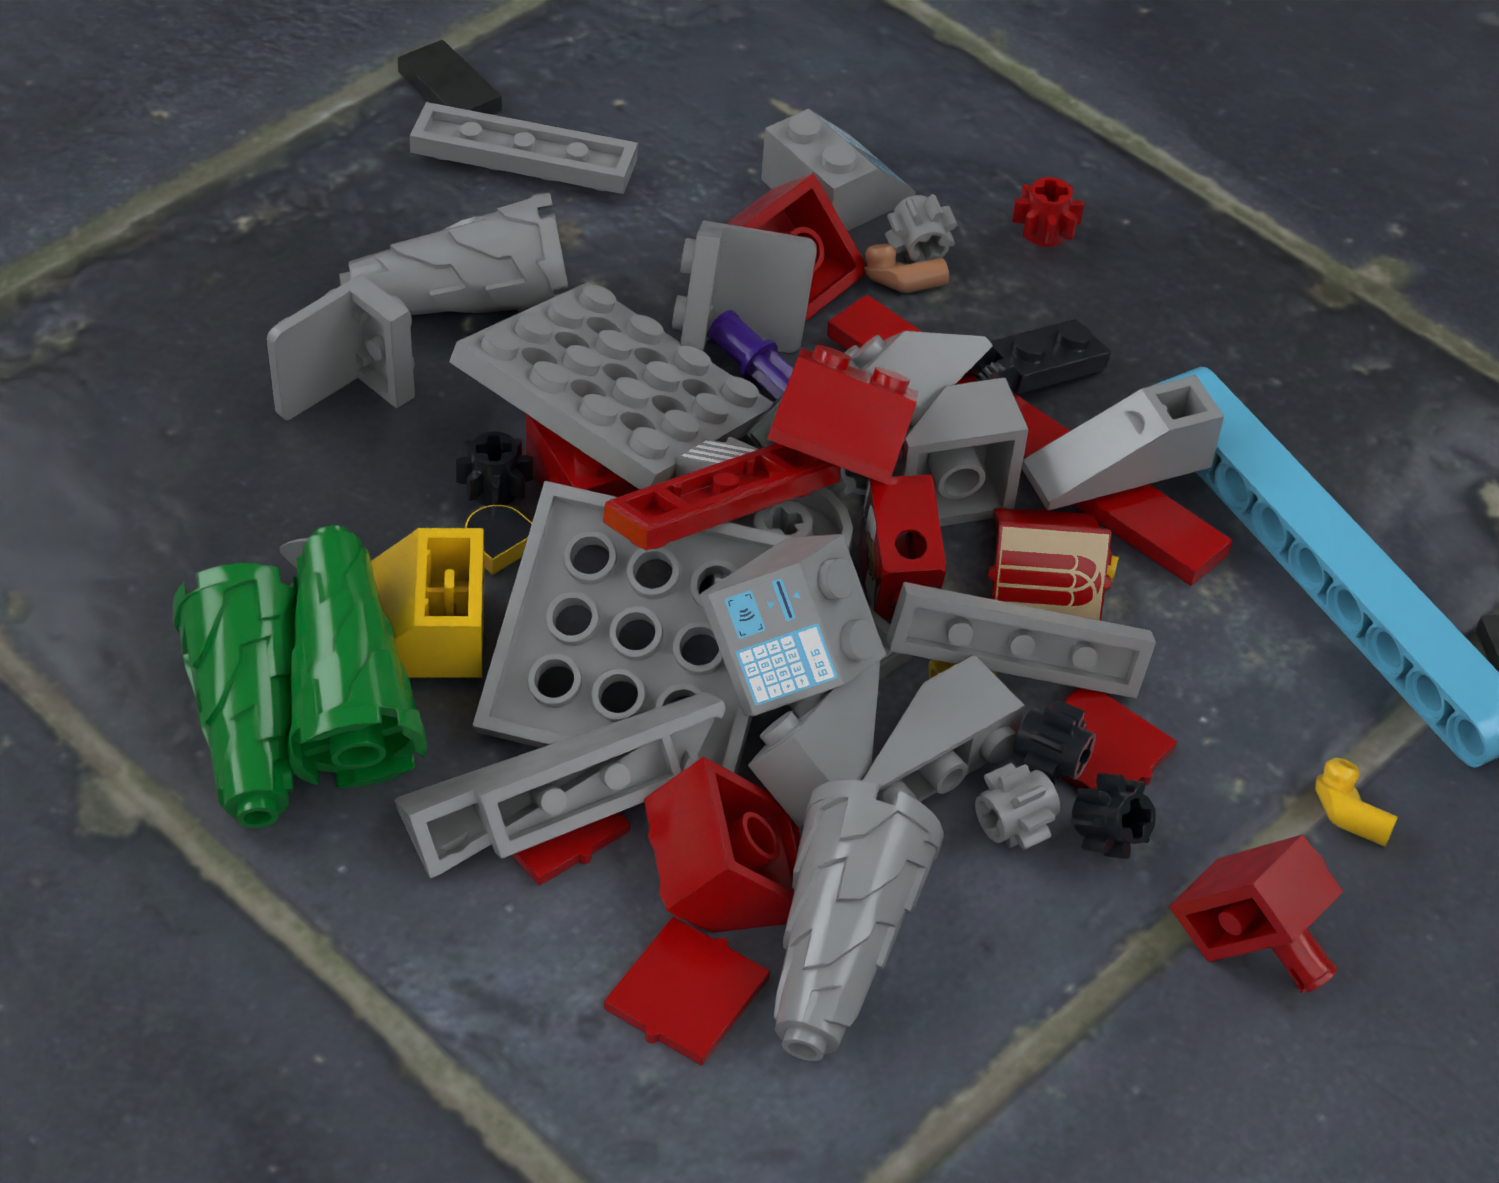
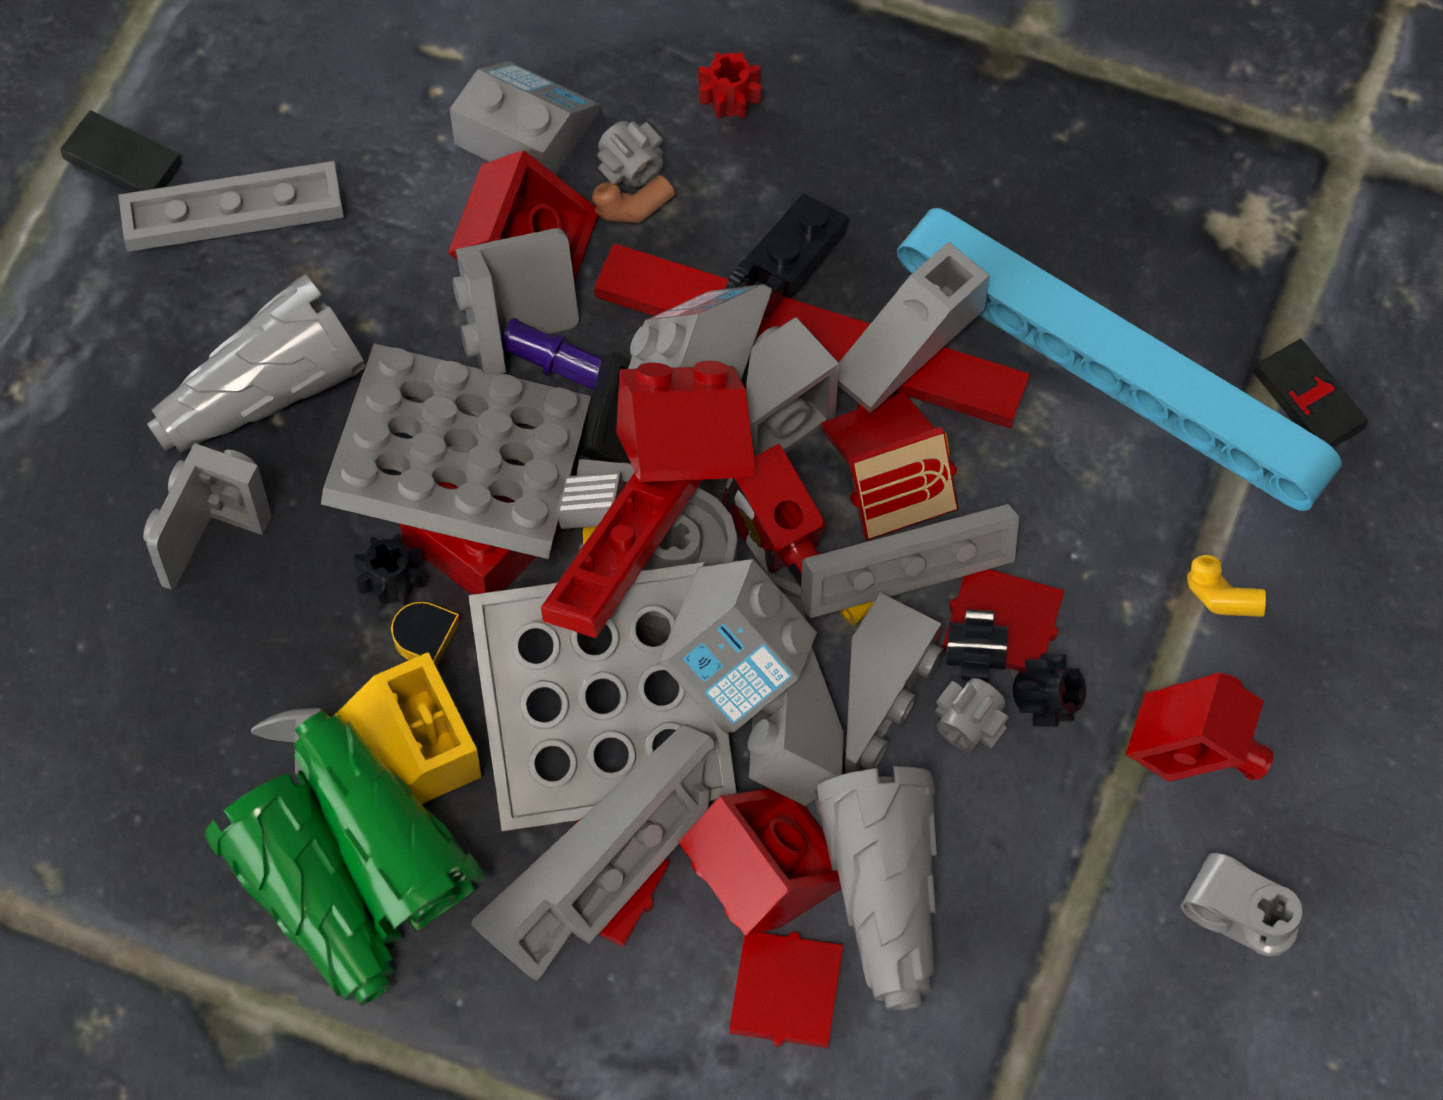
camera: 20 degrees left, 15 degrees up
(1233, 1101) = (1237, 901): none -> light grey piece

